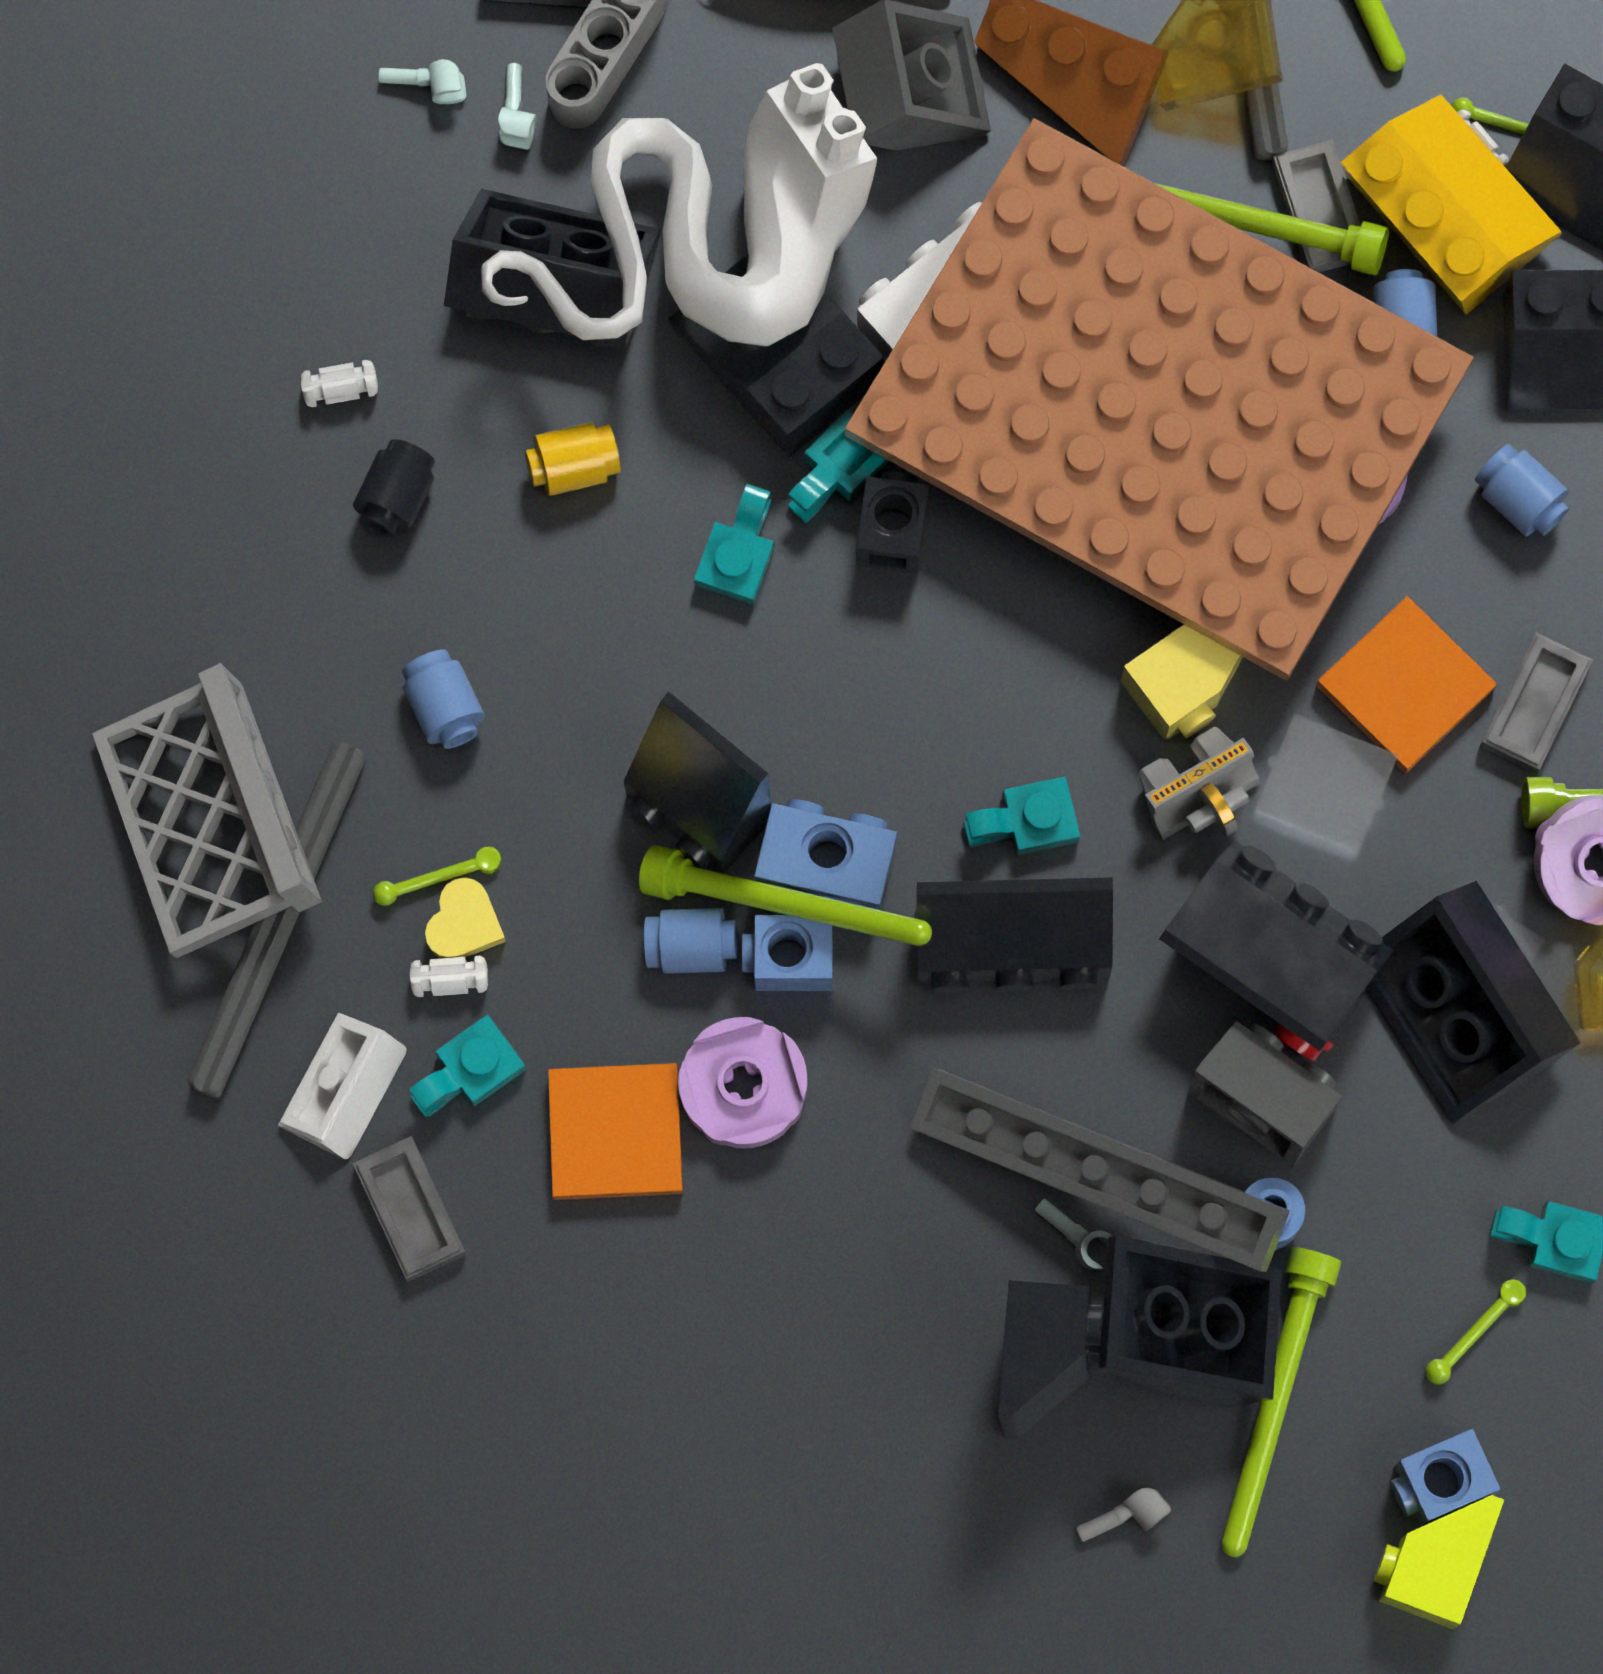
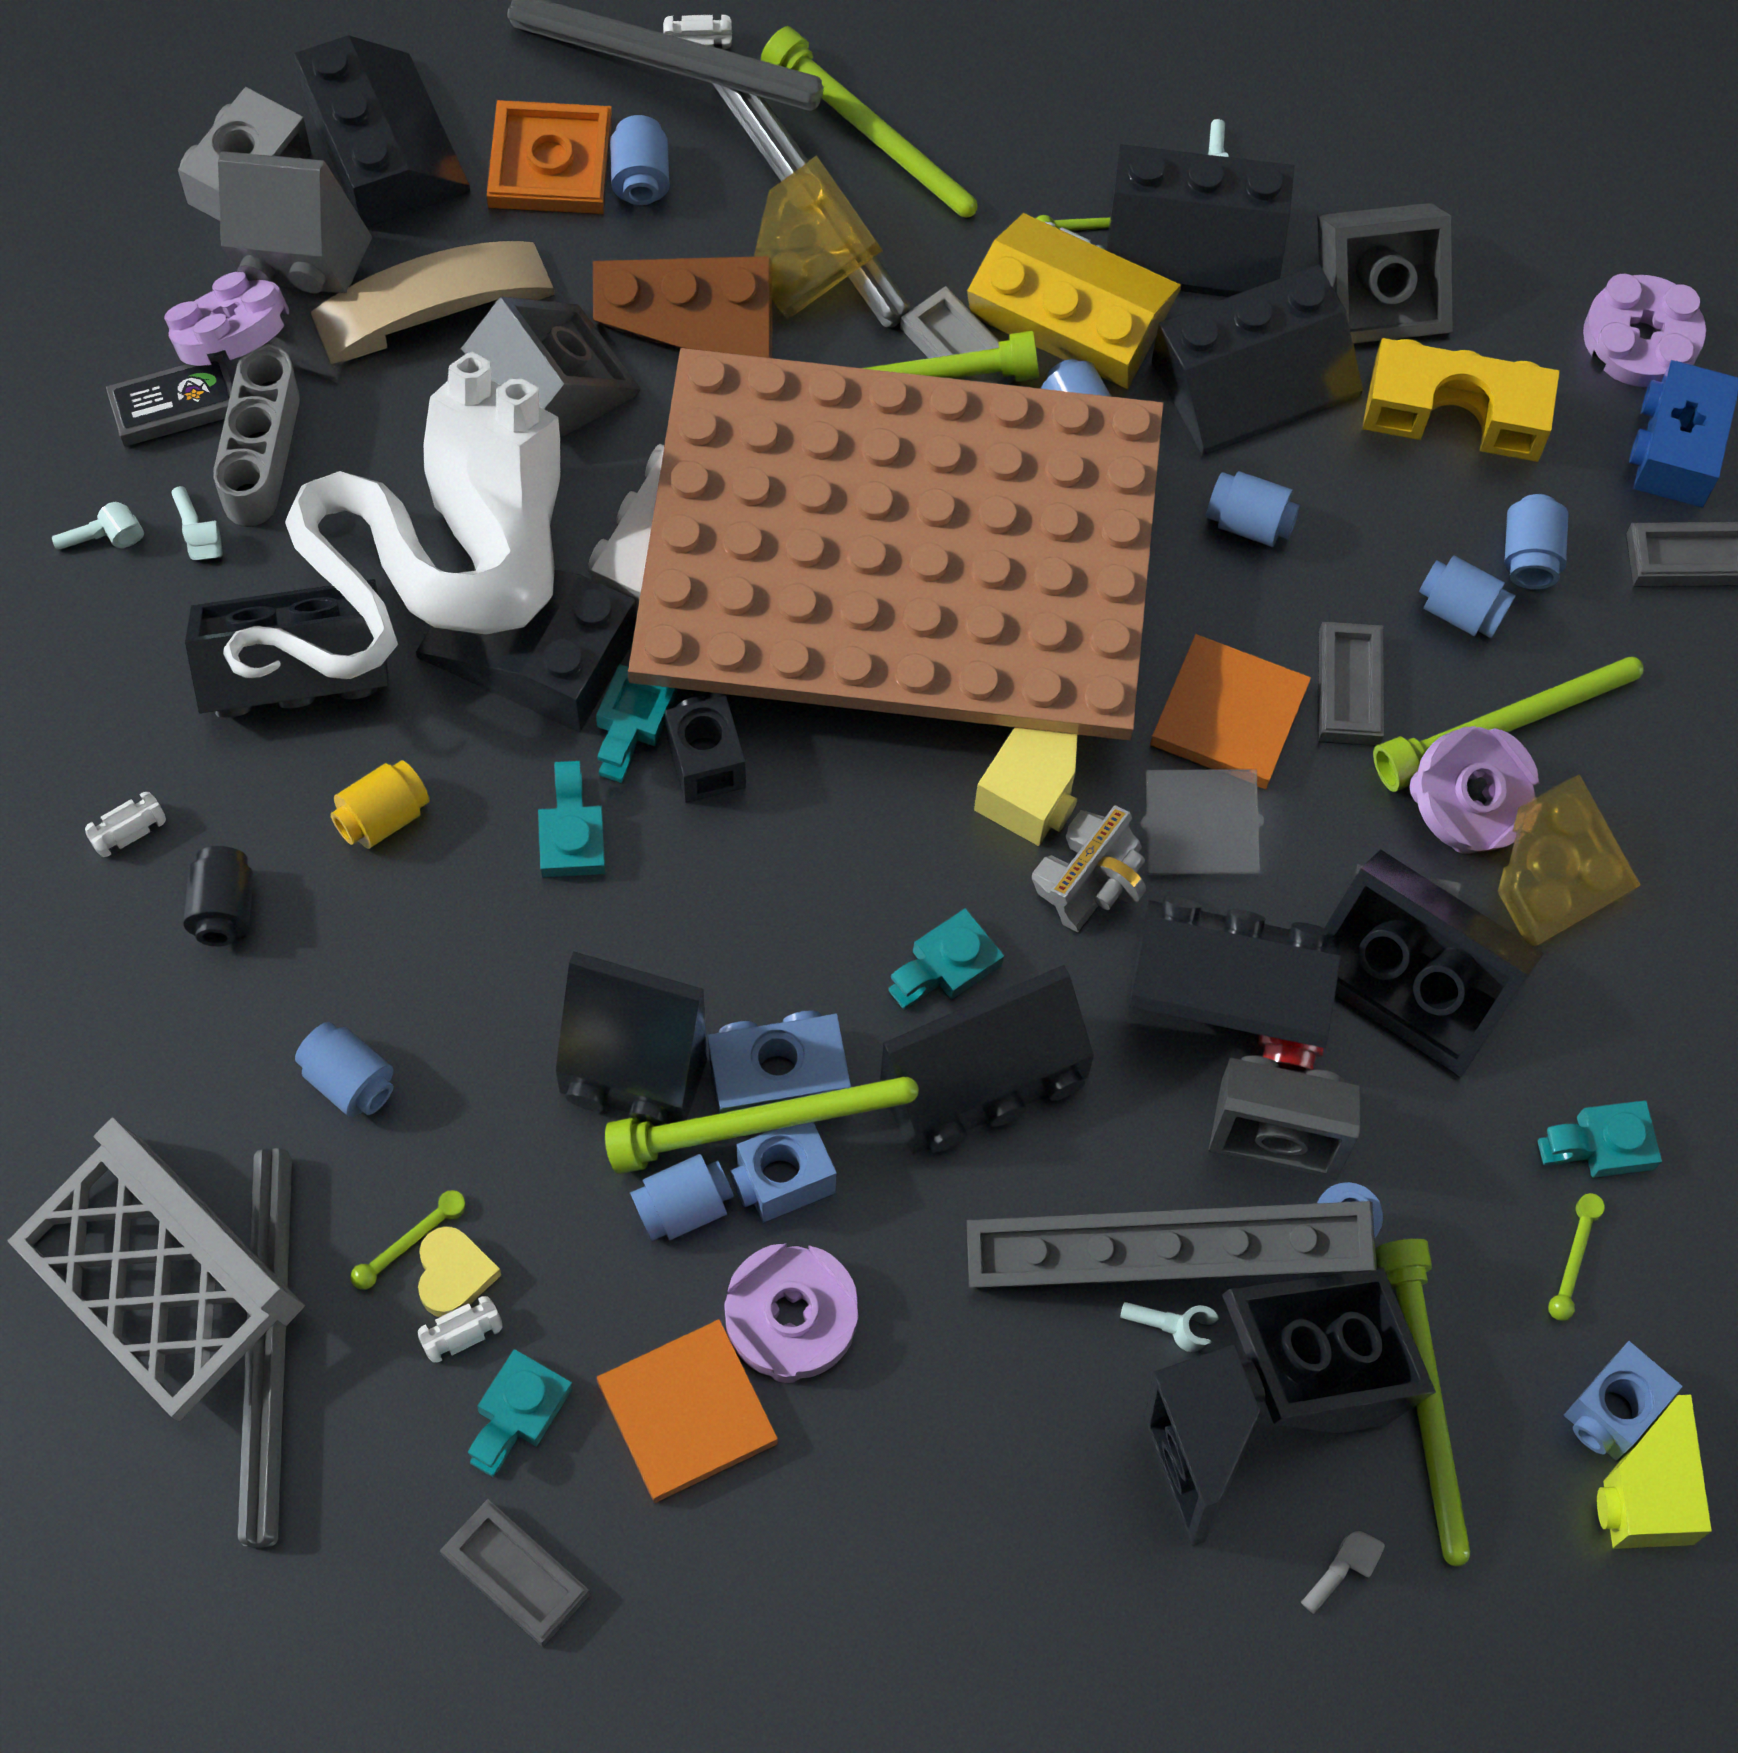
camera: 30 degrees left, 10 degrees down
(343, 1086) = (398, 1480): white slope -> none

